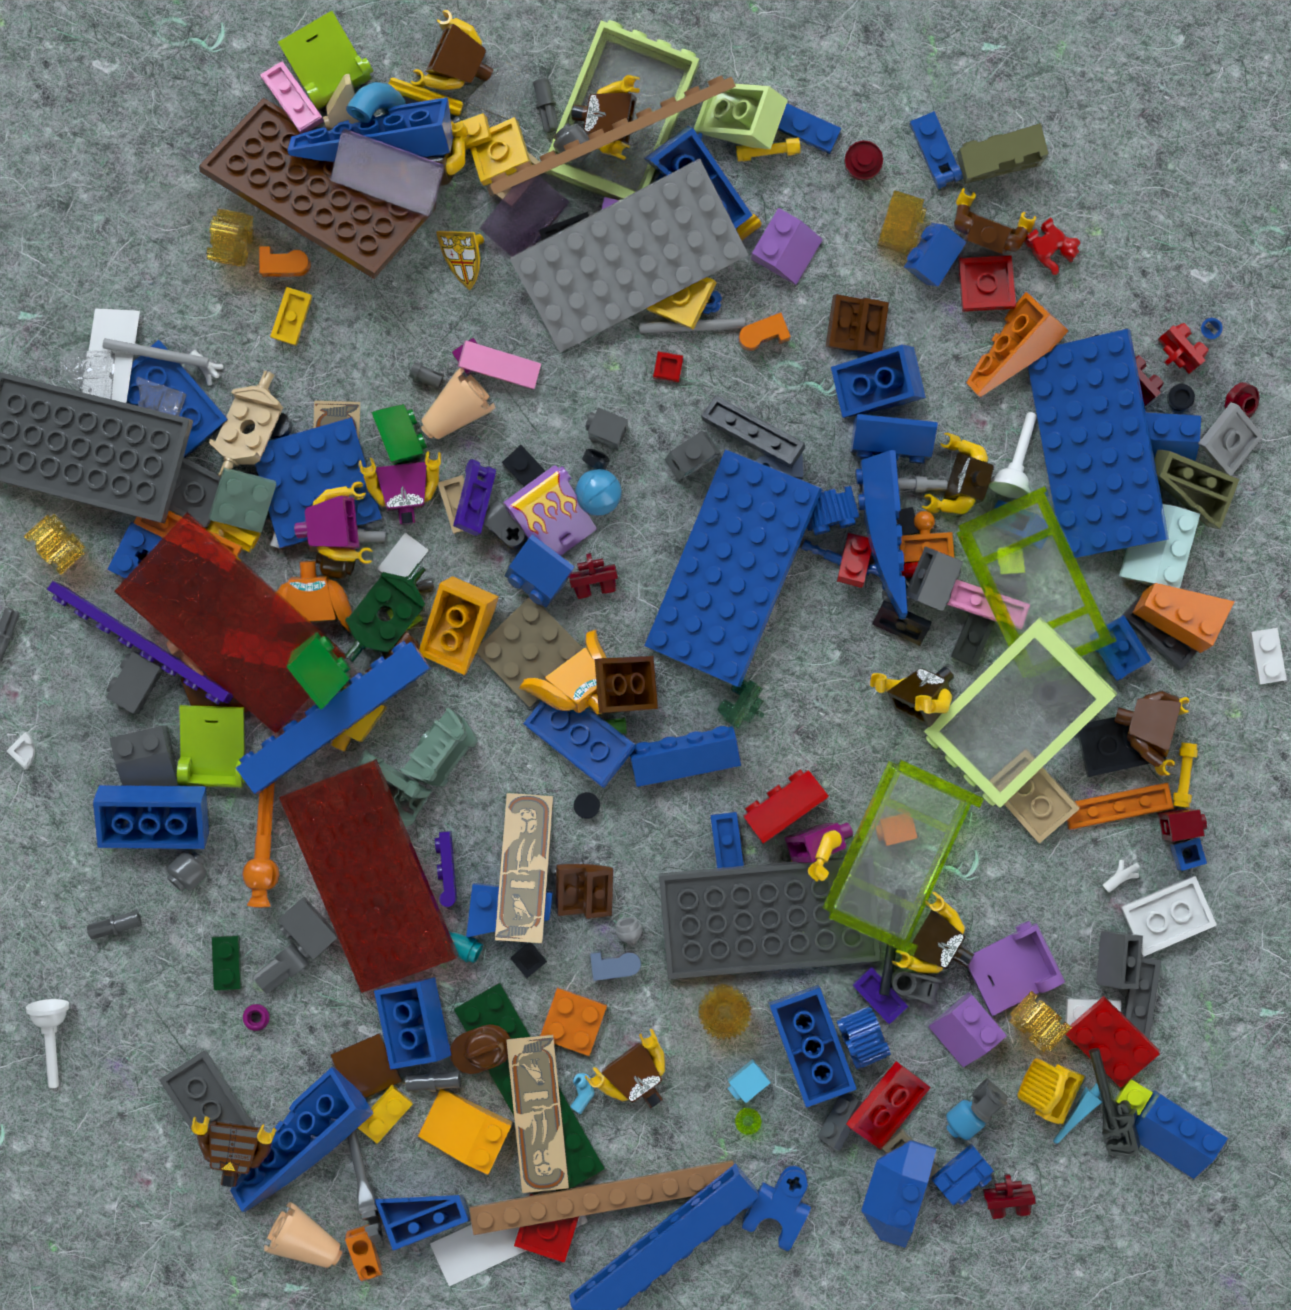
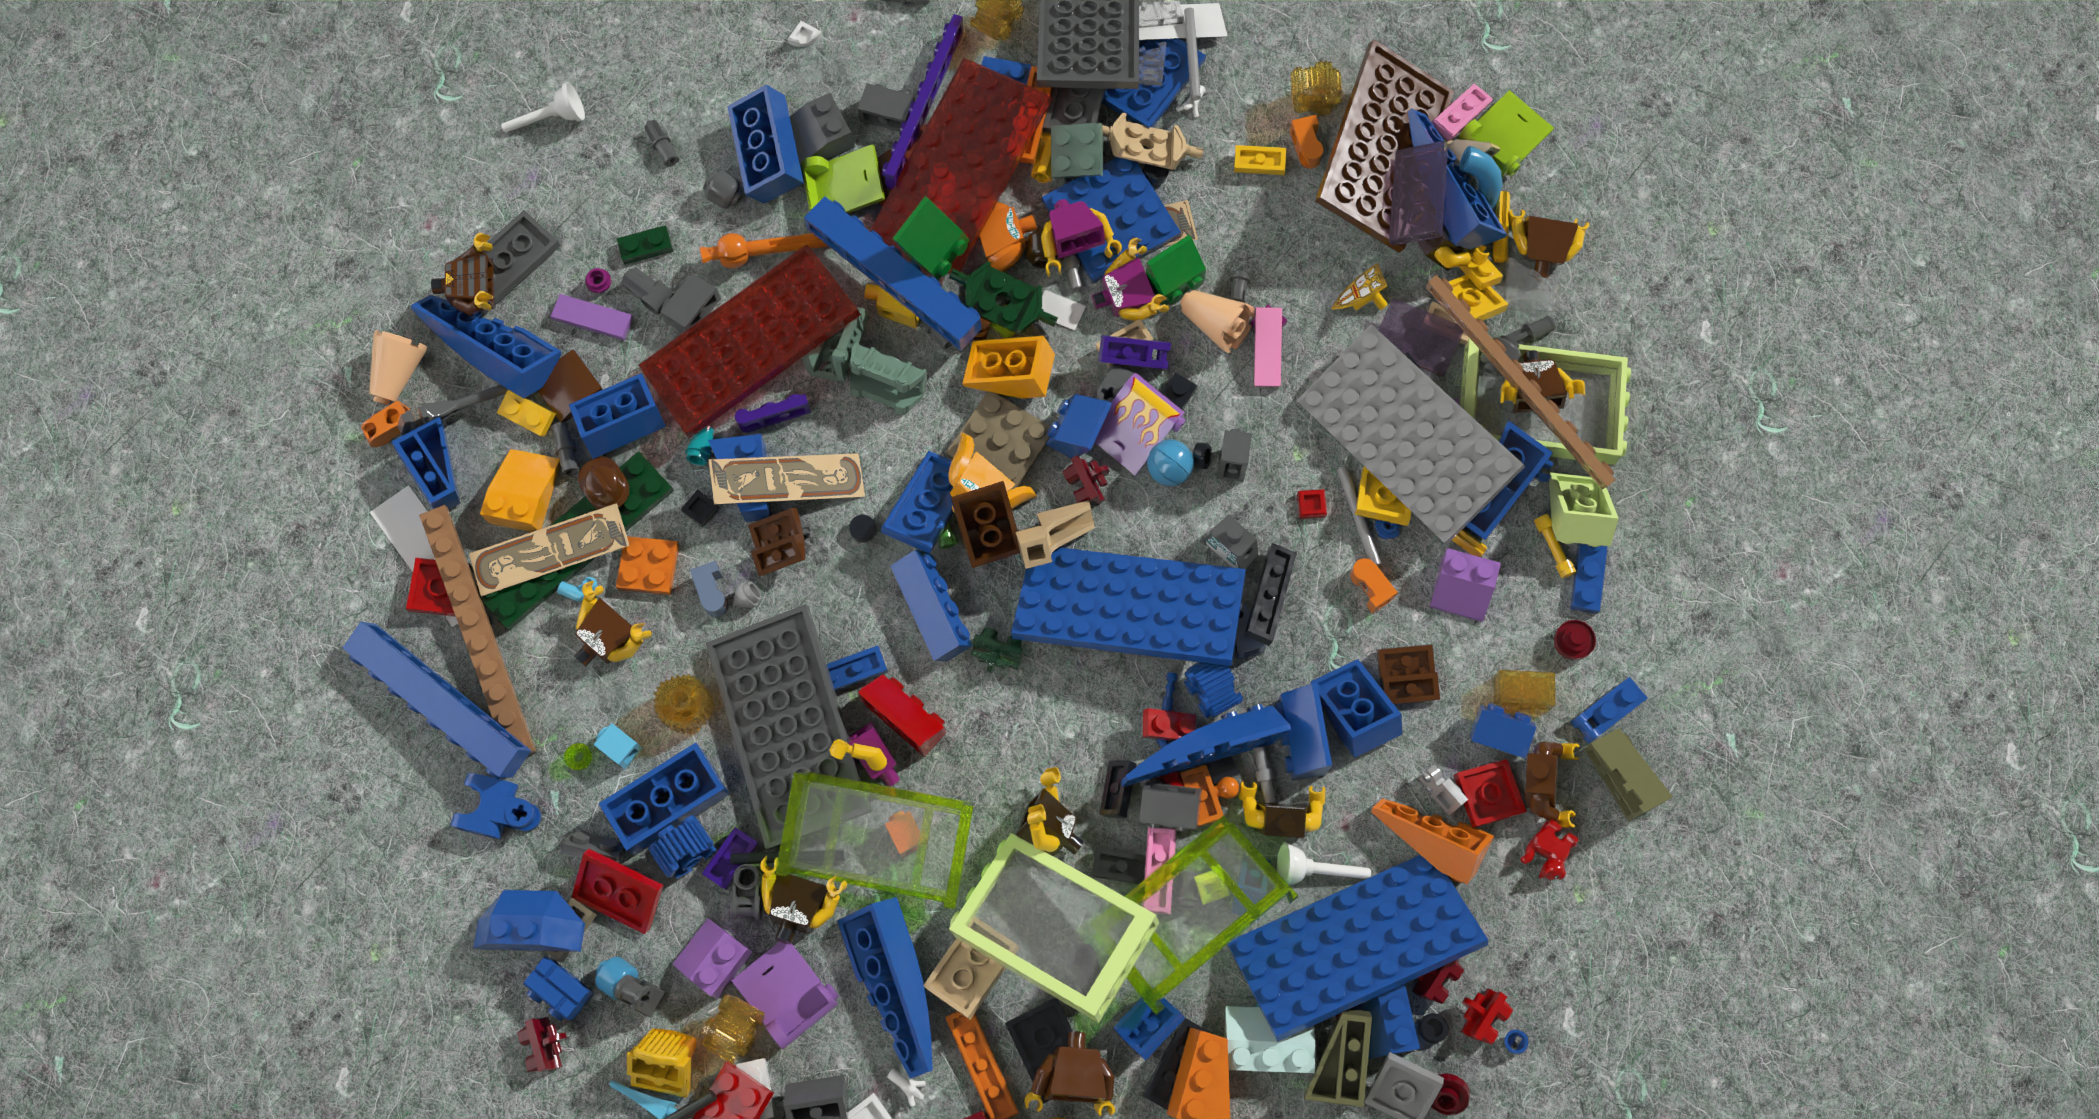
camera: 75 degrees right, 15 degrees down
(294, 1030) = (592, 317): none -> medium lavender tile
(637, 617) = (1054, 530): none -> tan arch
(977, 324) = (1444, 792): none -> light grey plate
(1011, 870) = (890, 970): none -> blue wedge

